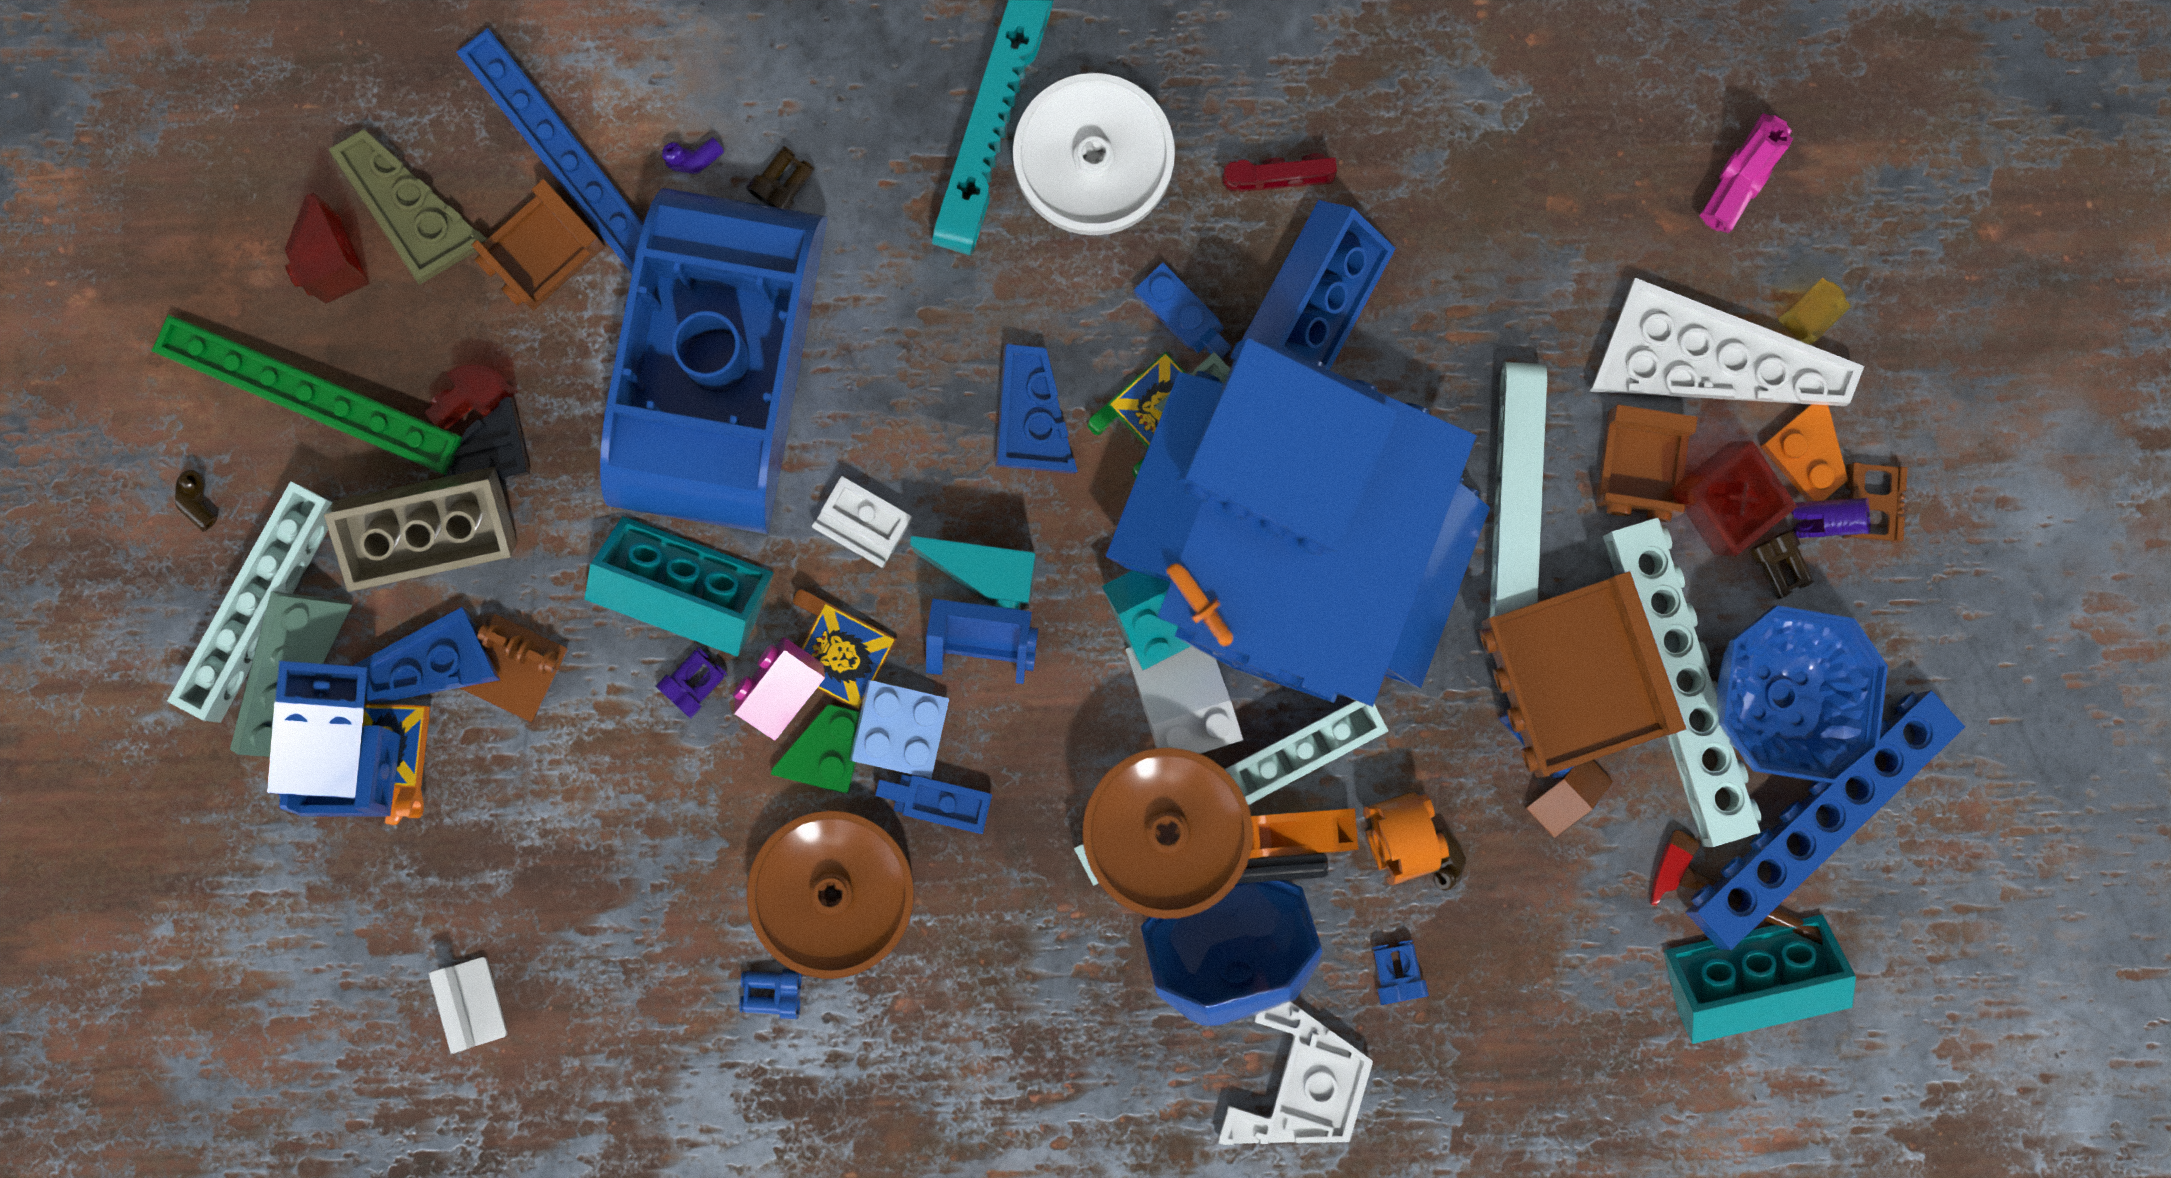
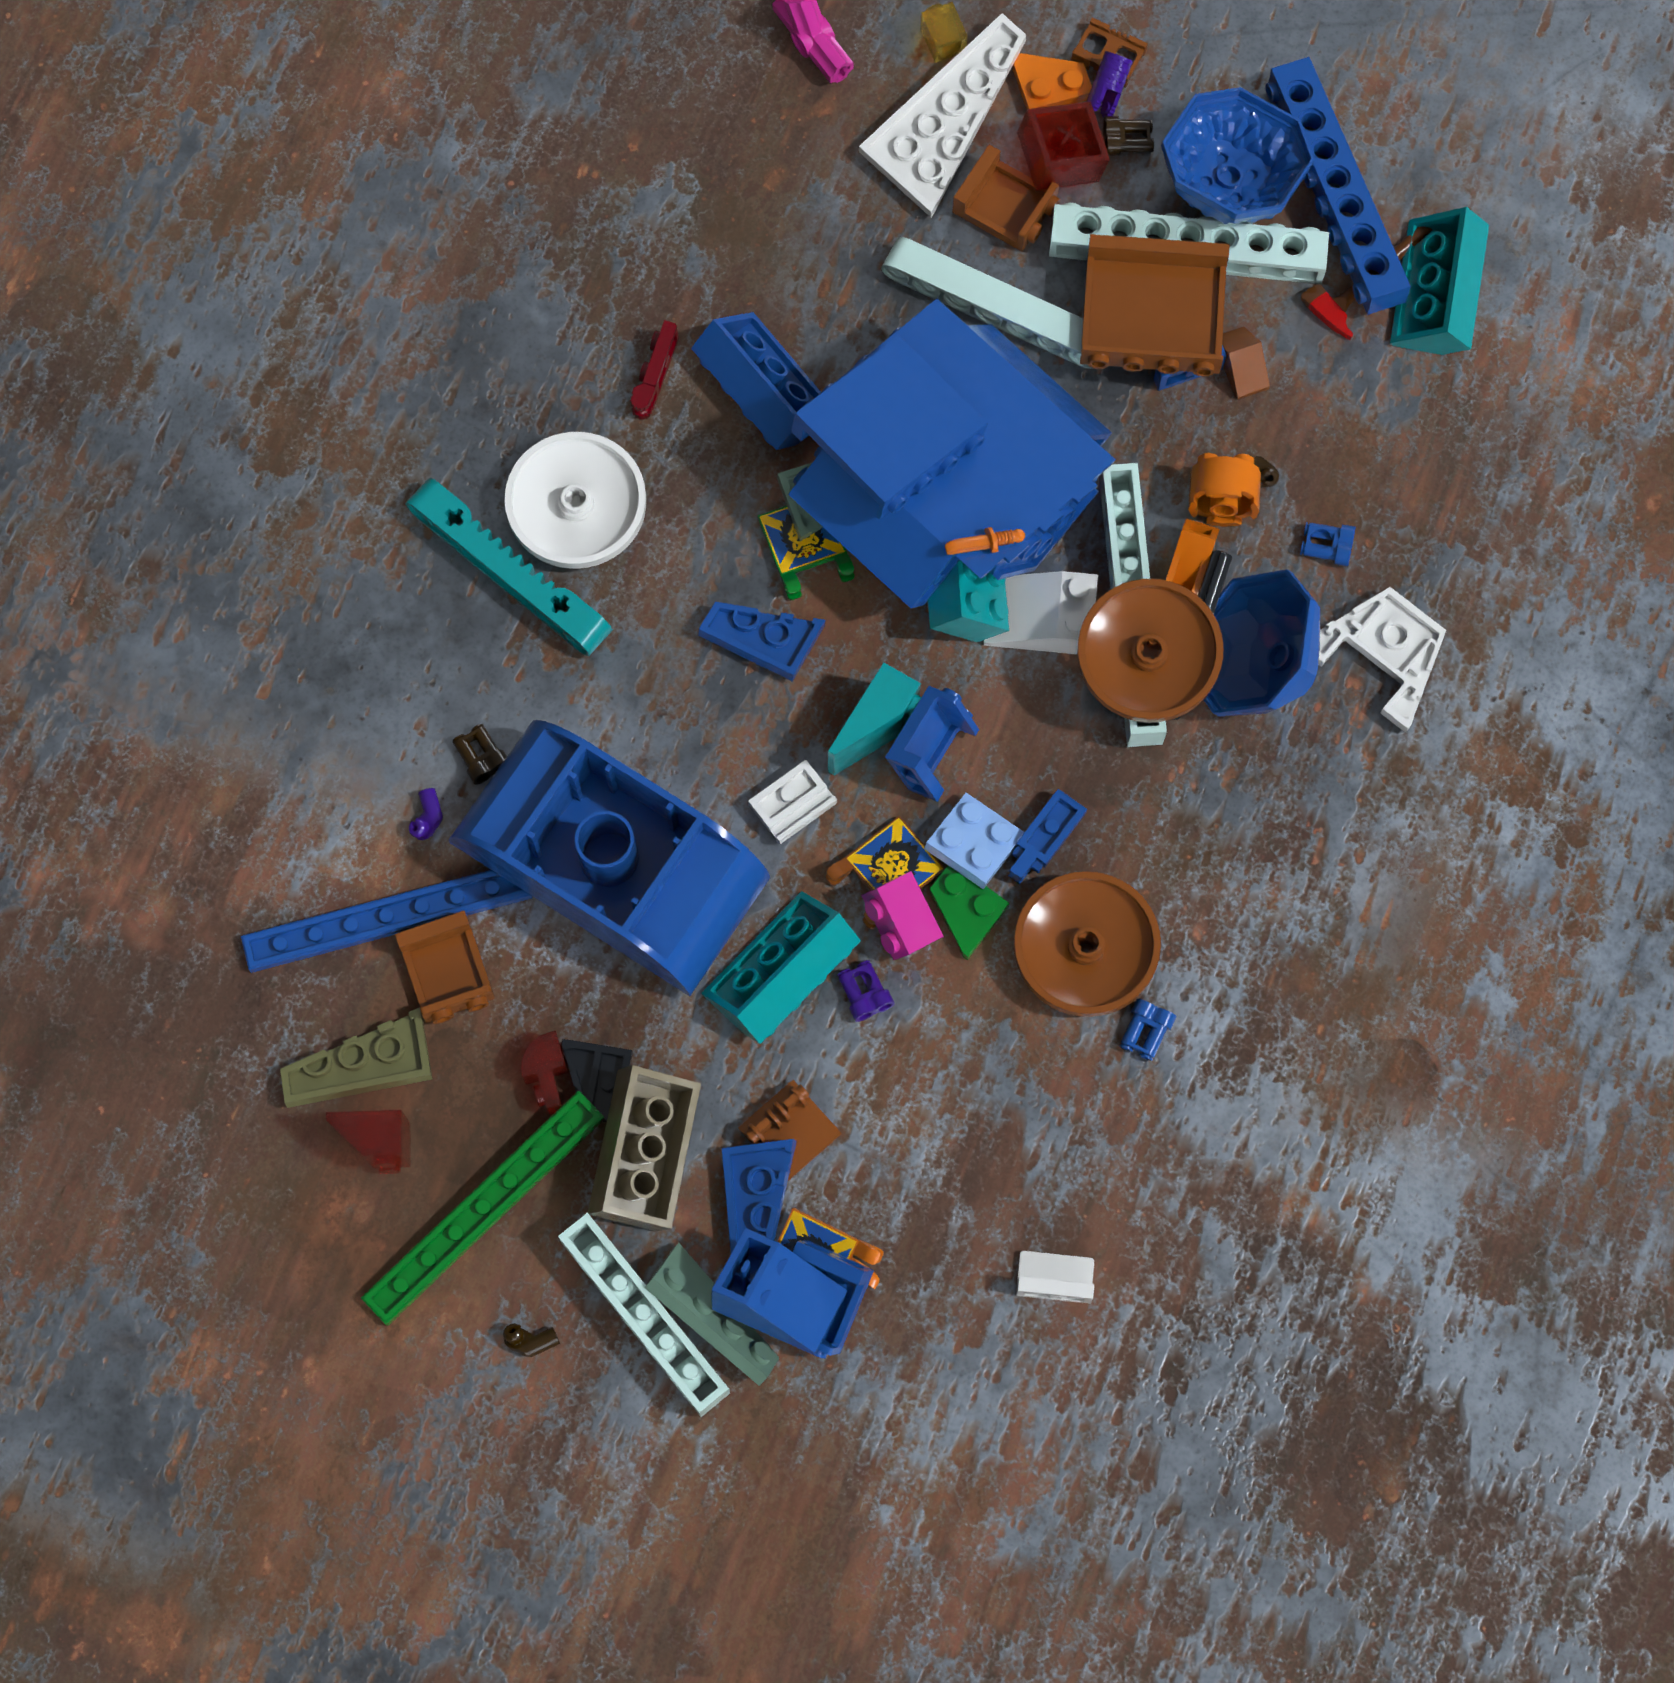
camera: 60 degrees left, 10 degrees down
(1182, 312) = (732, 489): blue hinge -> none

